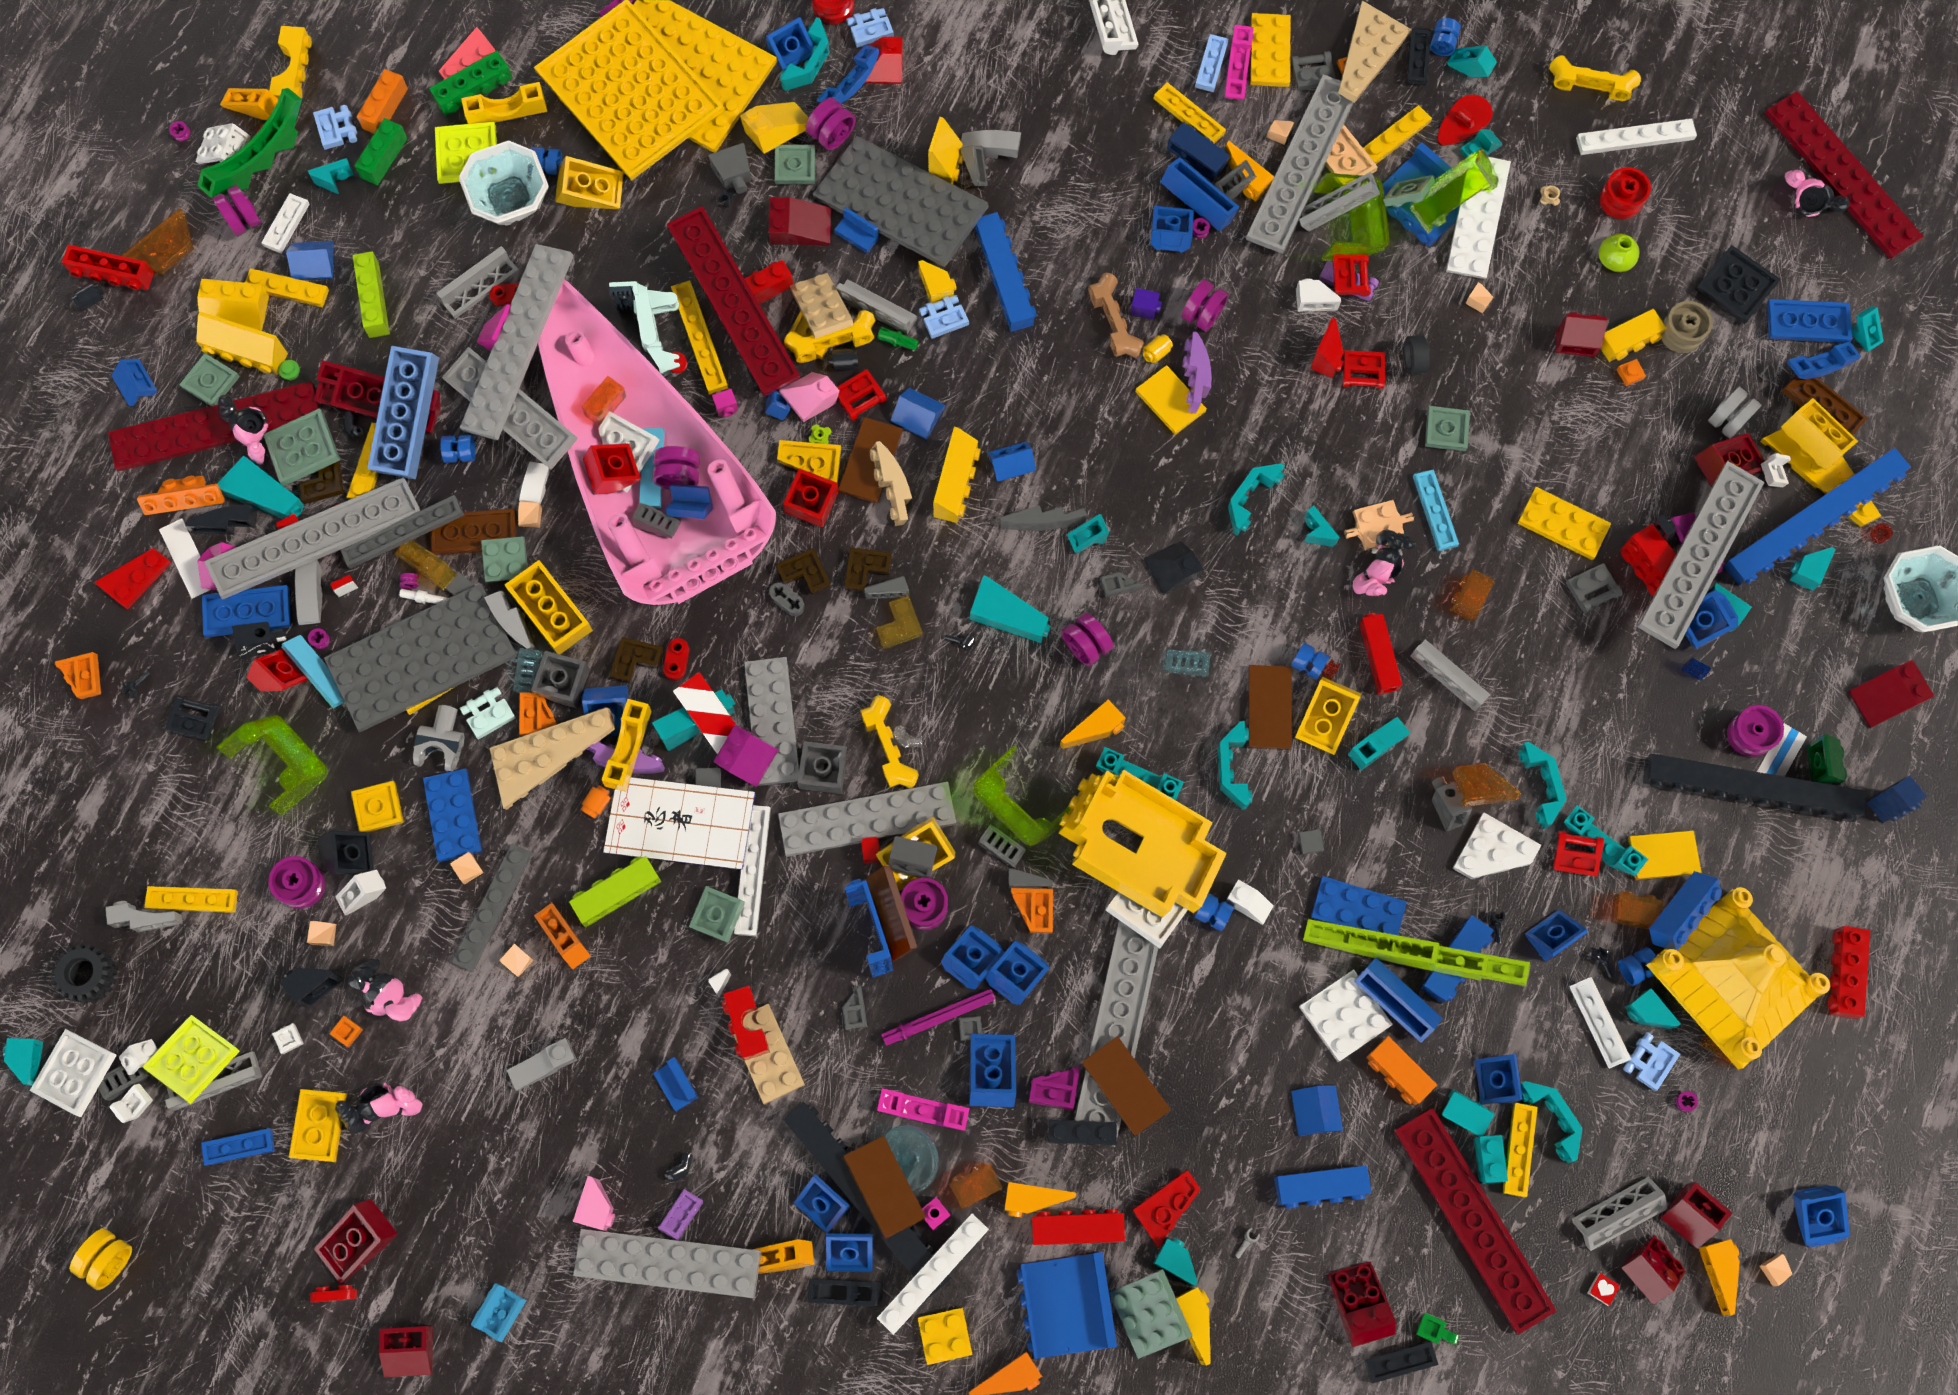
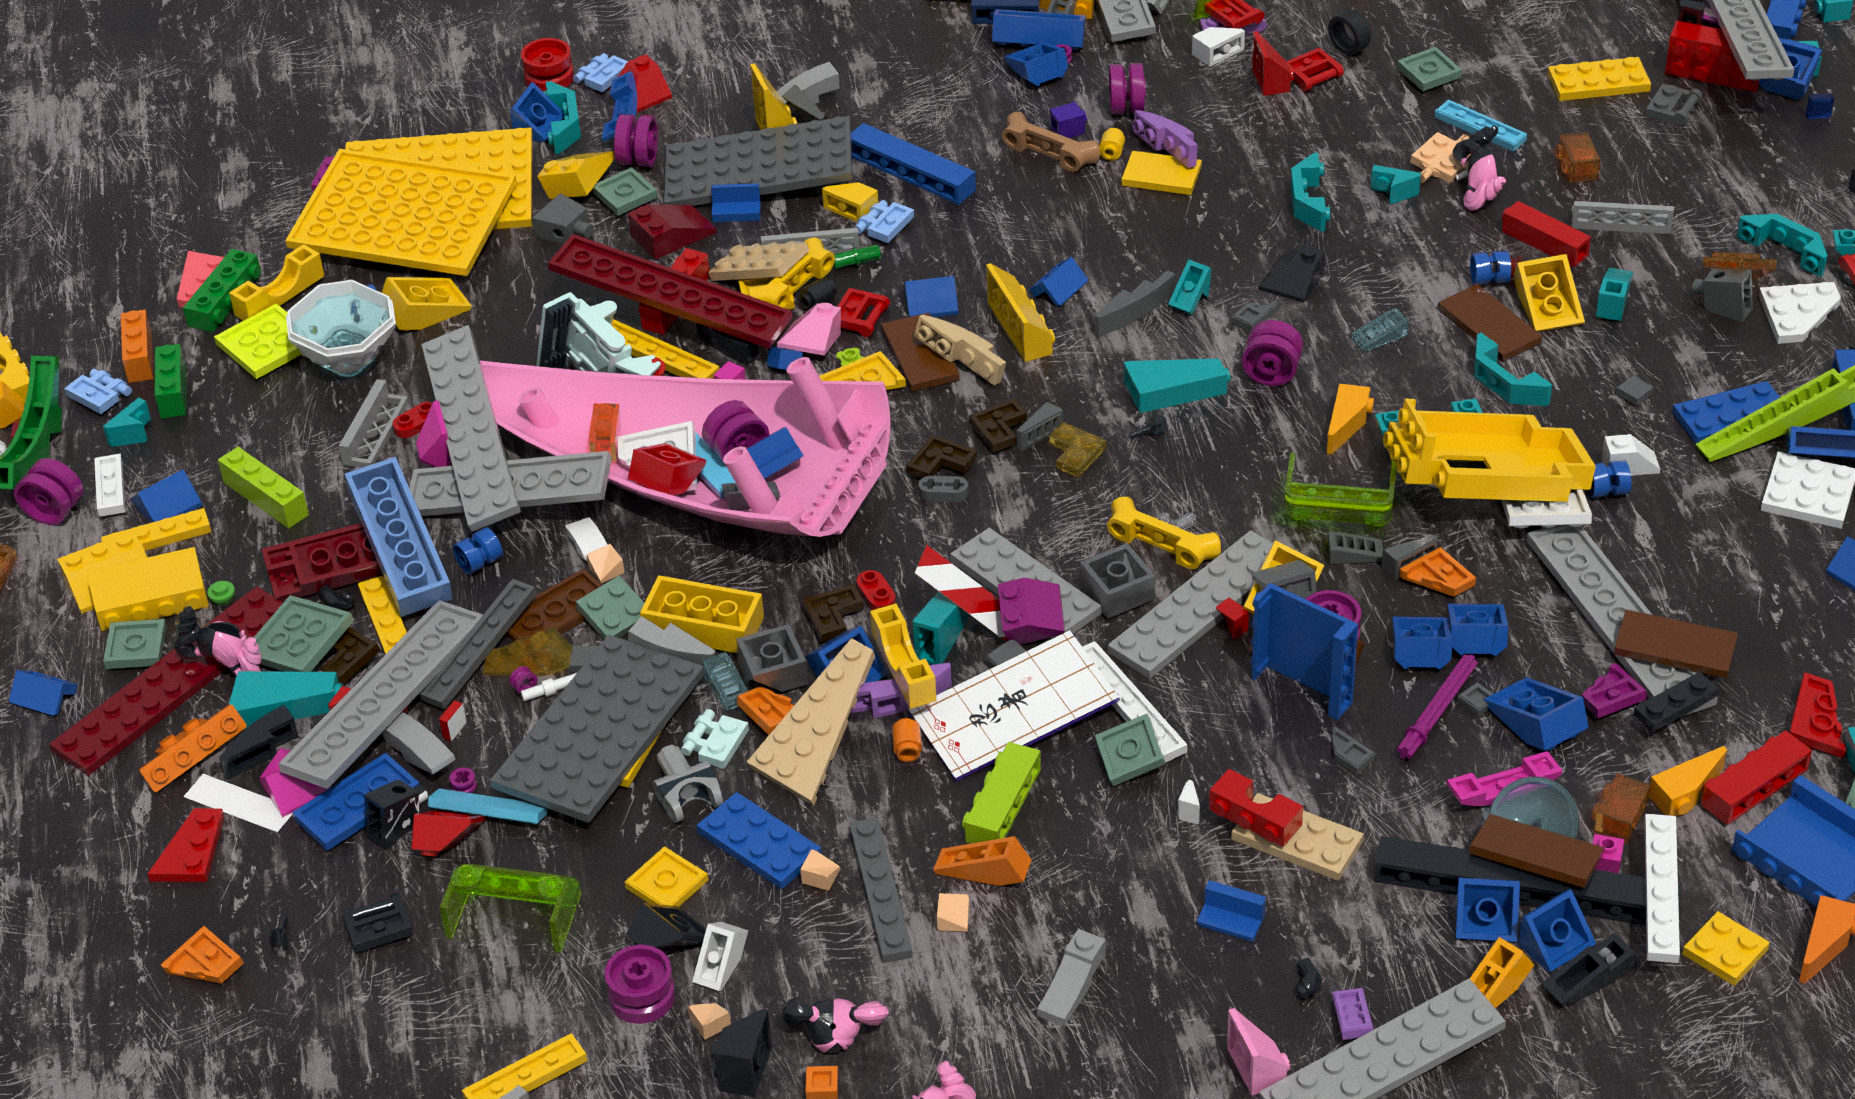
camera: 30 degrees left, 30 degrees down
(810, 497) = (902, 394): red brick -> none

